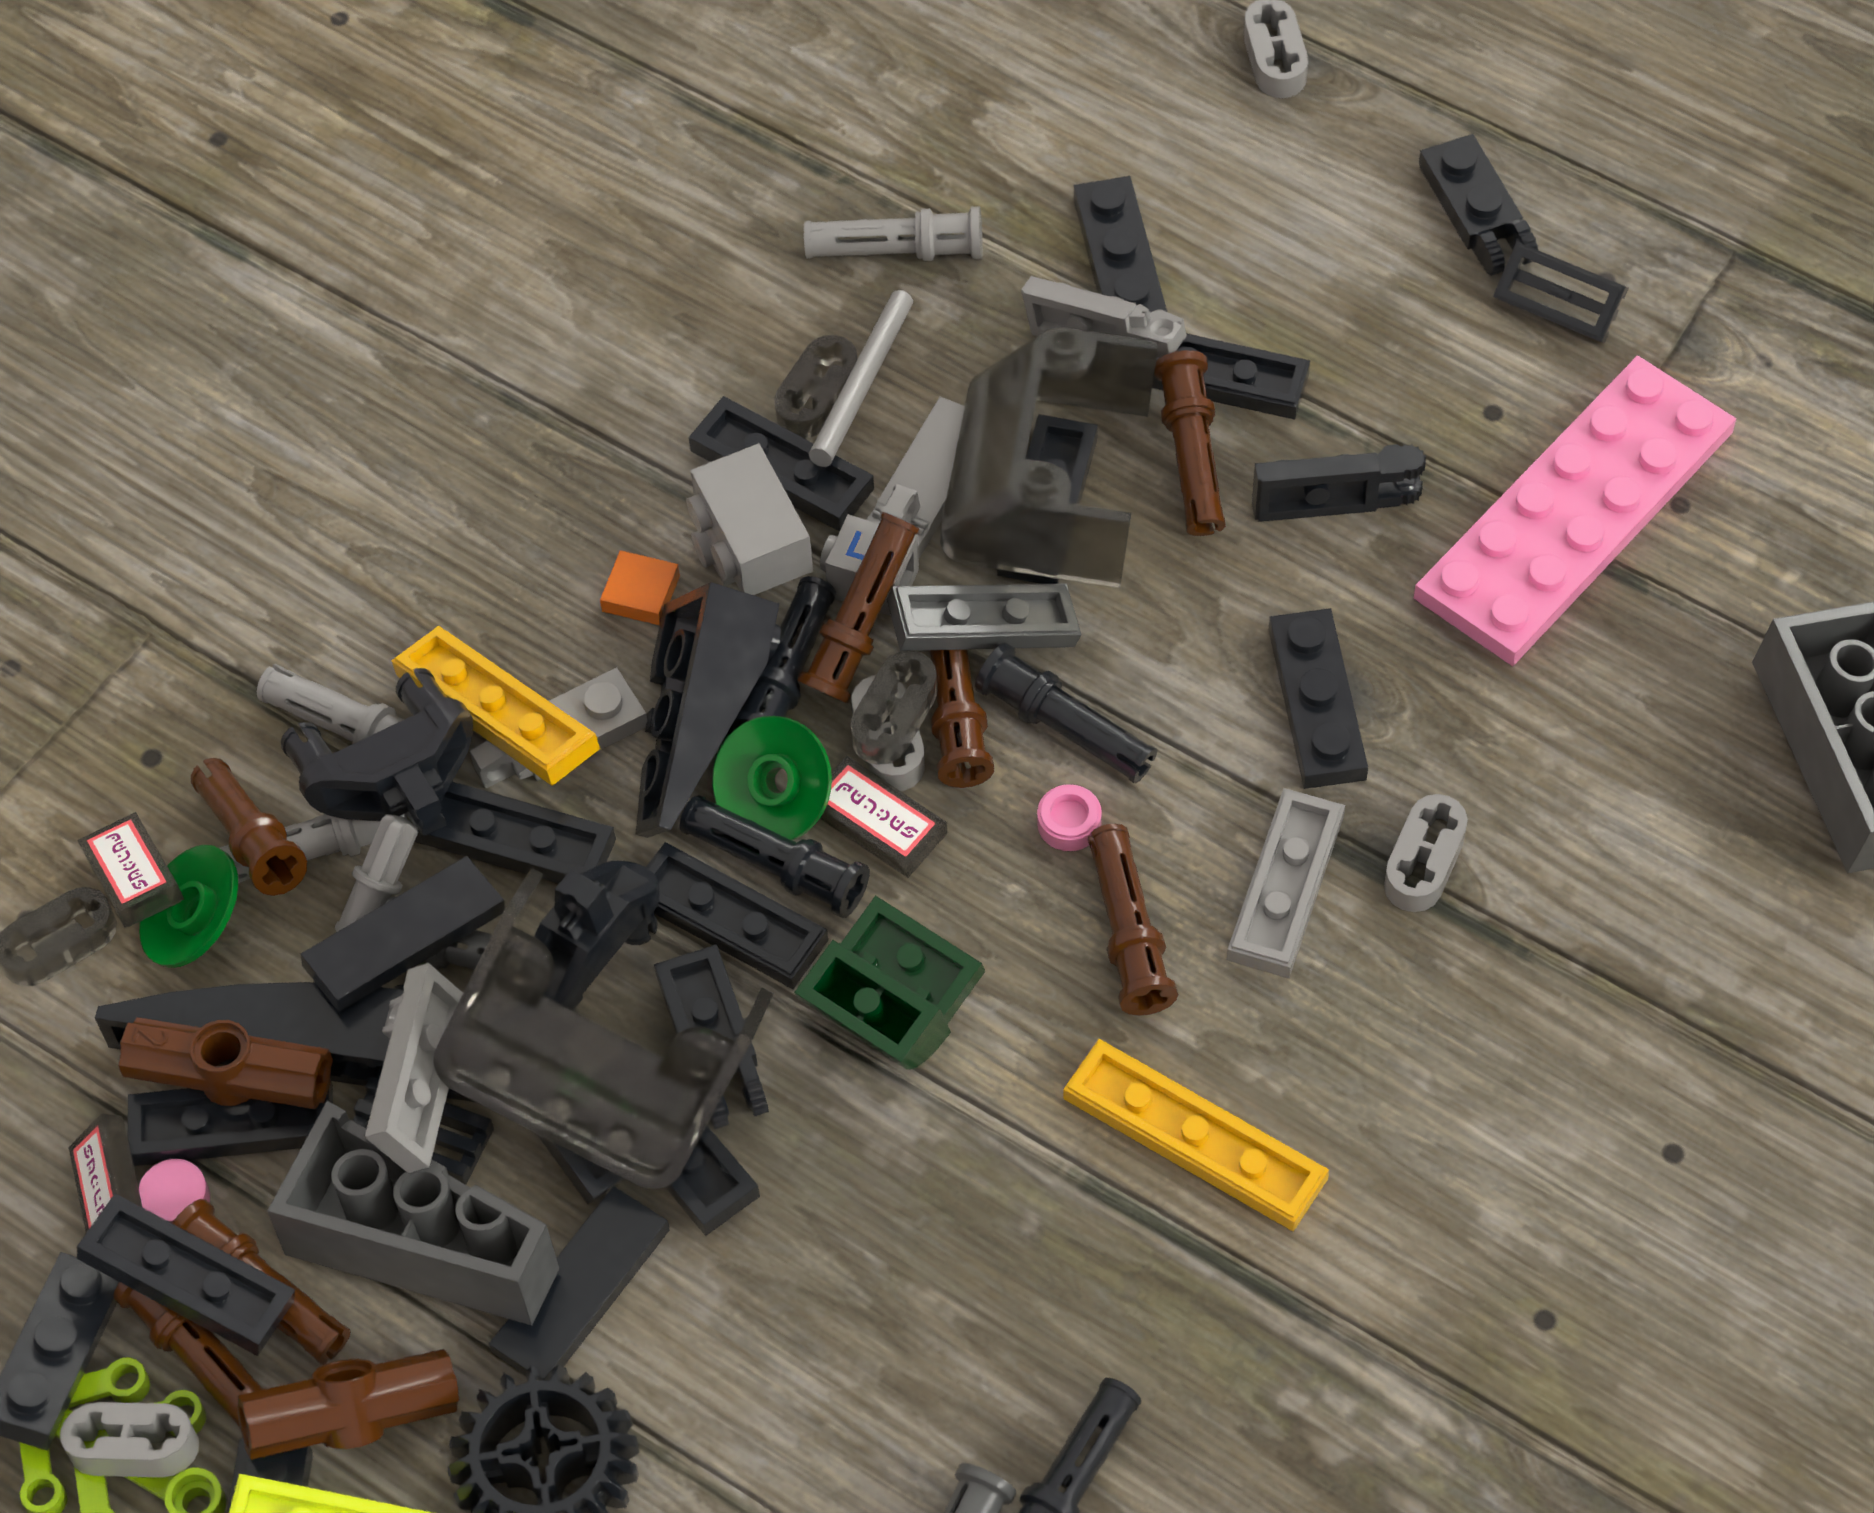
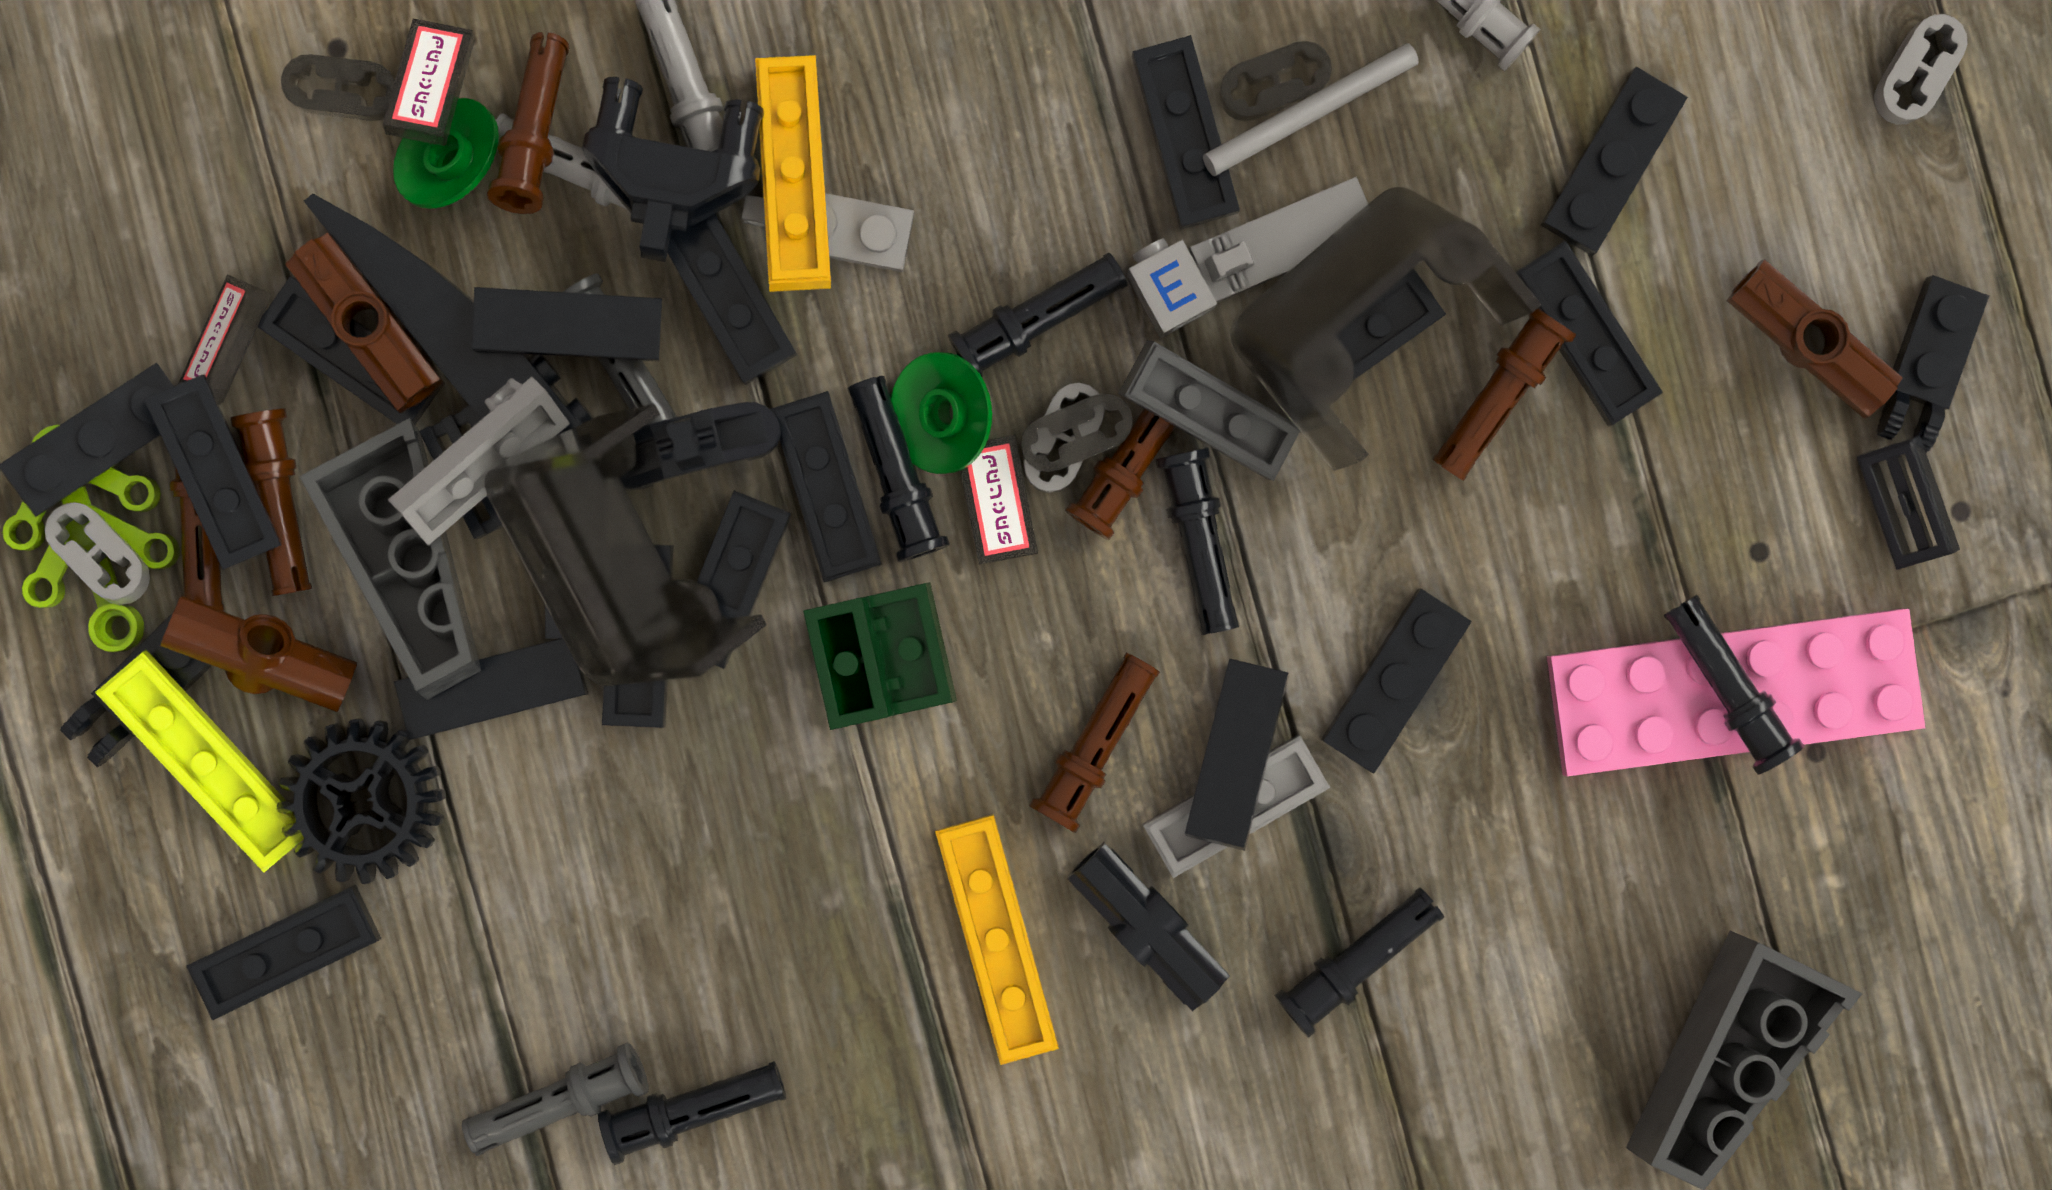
camera: 45 degrees right, 30 degrees up
(172, 1187) = (272, 376): bright pink tile -> none
(381, 869) = (589, 254): light grey axle -> none
(639, 587) = (991, 149): orange tile -> none
(707, 663) = (968, 287): black wedge -> none
(747, 523) = (1096, 192): light grey brick -> none
(847, 637) = (1095, 343): reddish brown pin -> none
(1061, 305) = (1532, 230): light grey hinge -> none
(1068, 817) = (1131, 620): bright pink tile -> none
(1248, 834) = (1237, 754): none -> black tile
(1307, 1015) = (1148, 926): none -> black piece
(1337, 484) = (1577, 523): black hinge -> none
(1380, 244) = (1844, 363): none -> reddish brown piece
(1413, 847) = (1359, 884): light grey beam -> none
(1496, 932) = (1337, 979): none -> black pin
(1591, 488) = (1747, 709): none -> black pin

